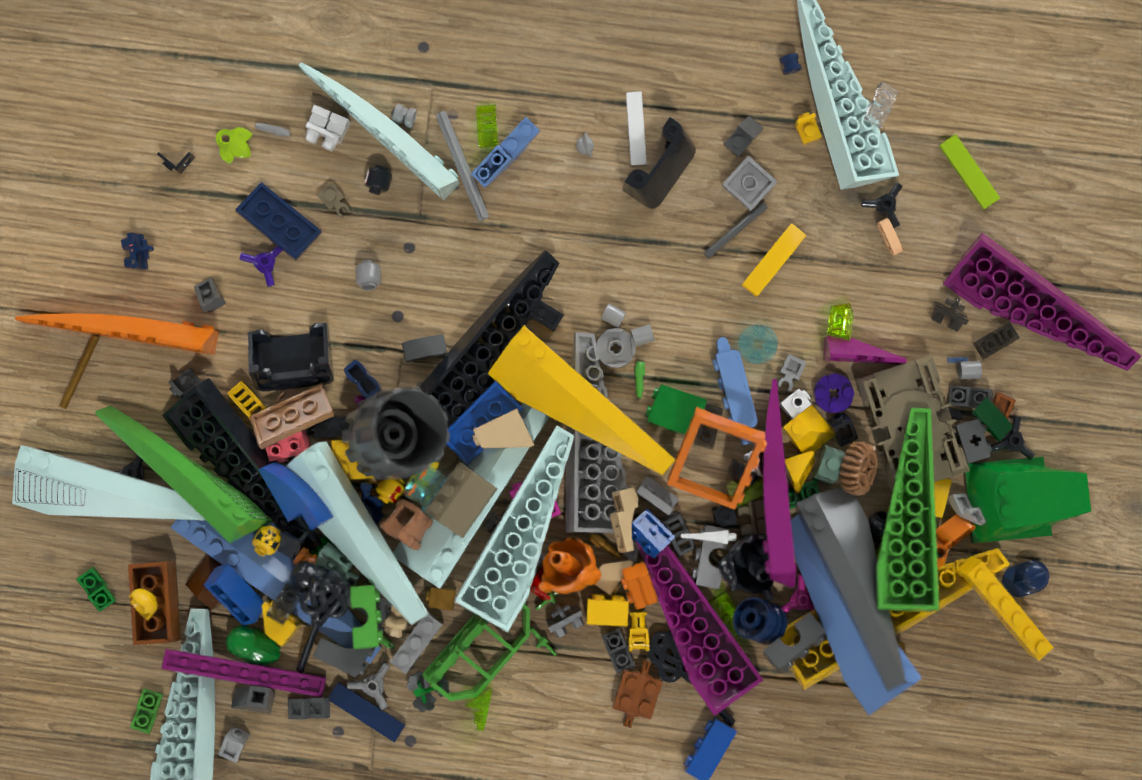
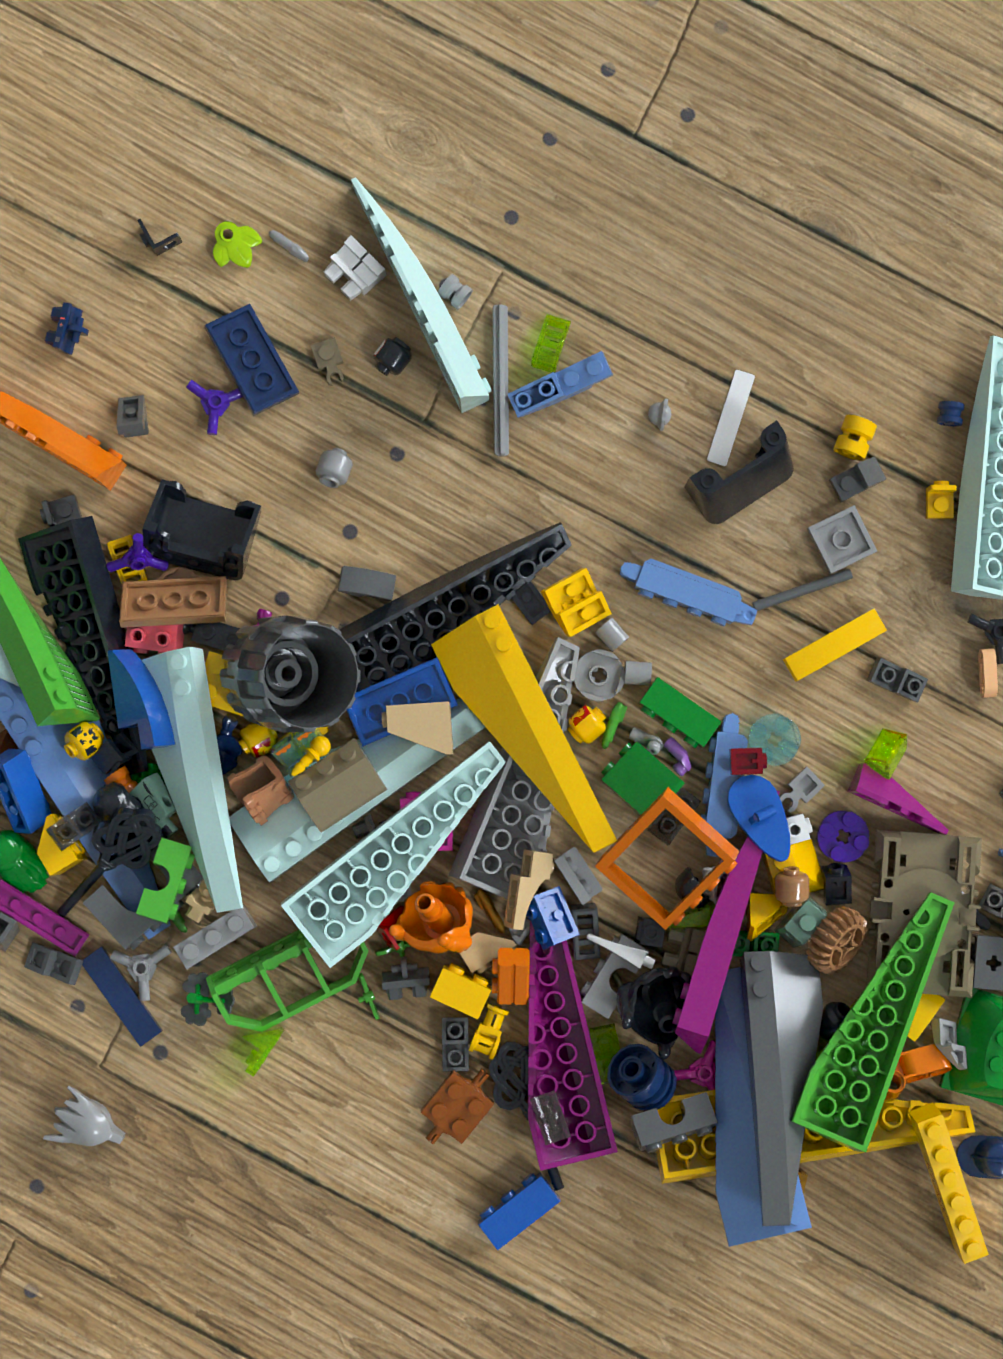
camera: 20 degrees right, 0 degrees up
(253, 395) = (137, 558): none -> dark purple piece
(360, 375) = (275, 584): dark blue brick -> none
(437, 478) = (318, 748): none -> yellow bar
(441, 598) = (266, 894): pearl gold brick -> none
(578, 302) = (576, 602): none -> yellow slope
(621, 386) = (587, 724): none -> yellow head
(655, 263) = (689, 591): none -> medium blue hinge
(668, 380) = (651, 742): none -> light grey arm
(683, 352) = (679, 713): none -> green brick
(696, 381) = (683, 764): none -> medium lavender arm
(706, 675) = (550, 1117): none -> clear smoke hips
(733, 101) = (858, 429): none -> yellow wheel
(745, 366) = (747, 761): none -> dark red bracket
(770, 401) = (760, 815): none -> blue shield
(812, 443) = (792, 887): none -> medium nougat head
(827, 267) = (897, 679): none -> dark grey slope

